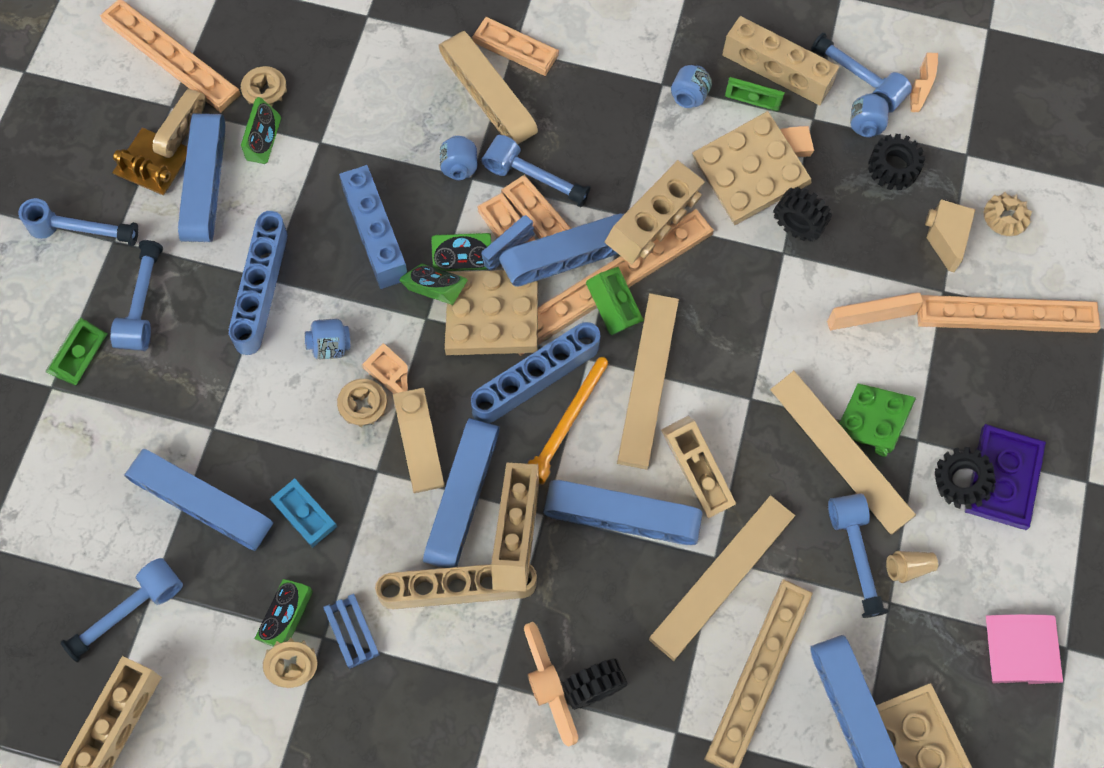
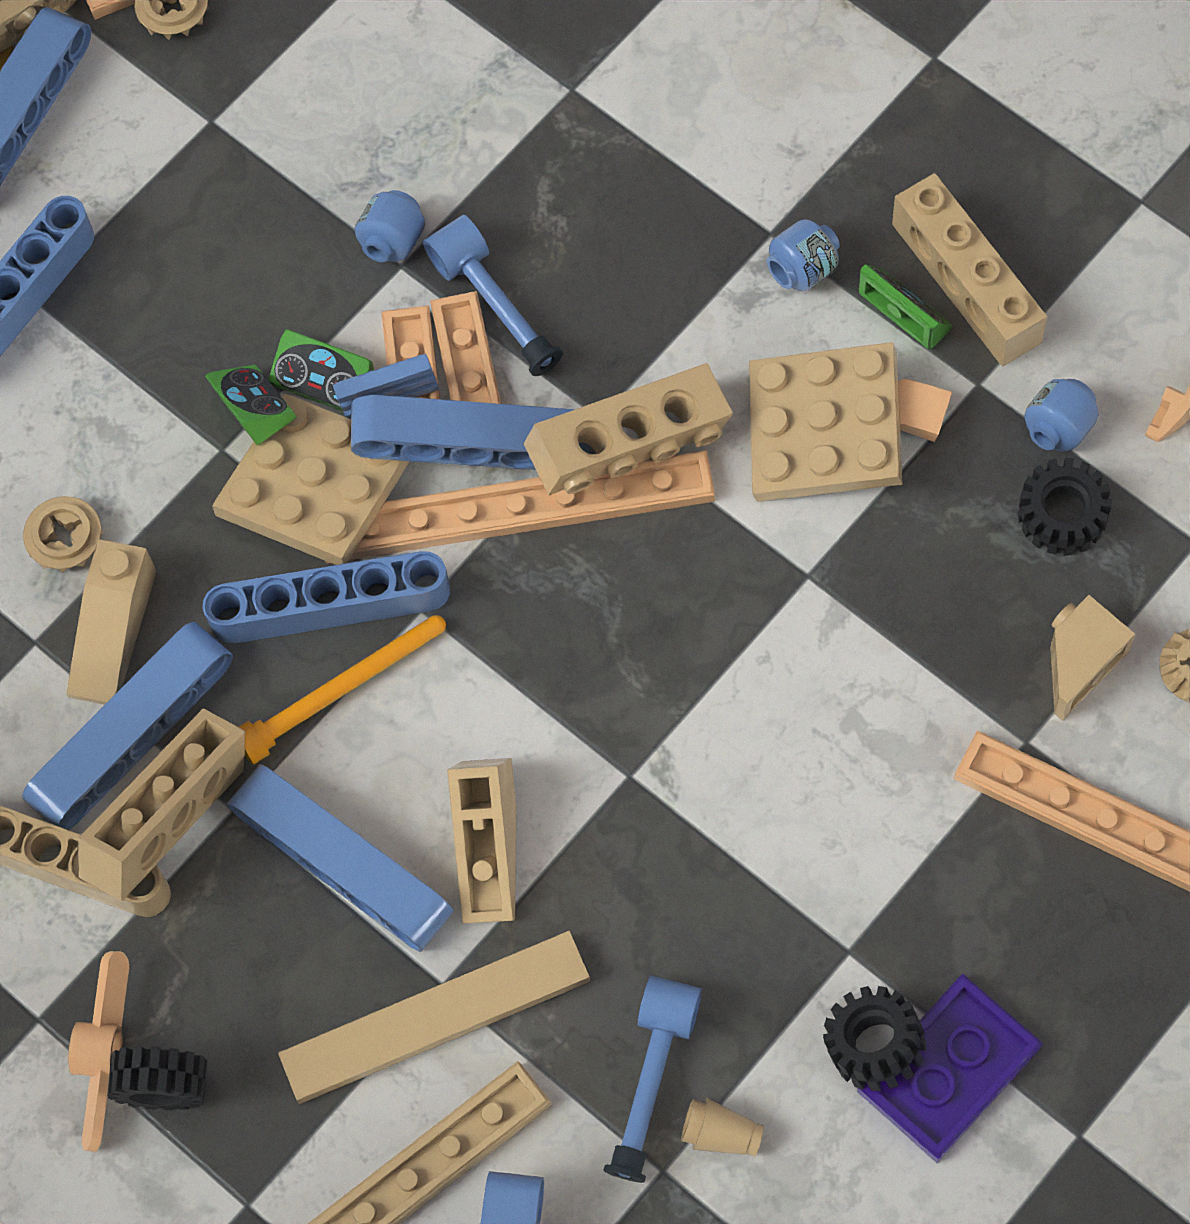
camera: 35 degrees right, 0 degrees up
(260, 132) = (129, 72): slope -> none
(328, 339) = (61, 420): medium blue head -> none
(373, 226) = (211, 280): medium blue brick -> none
(387, 369) = (125, 501): light nougat slope -> none
(487, 88) = (493, 137): tan beam -> none
(515, 46) = (576, 85): light nougat tile -> none
(614, 300) = (502, 539): bright green slope -> none
(648, 382) = (488, 681): tan tile -> none
(802, 214) = (856, 526): black tyre -> none
(843, 452) = (715, 918): tan tile -> none
(874, 311) = (888, 725): light nougat tile -> none
(876, 417) = (796, 888): bright green hinge -> none
(892, 89) = (1118, 388): medium blue piece -> none

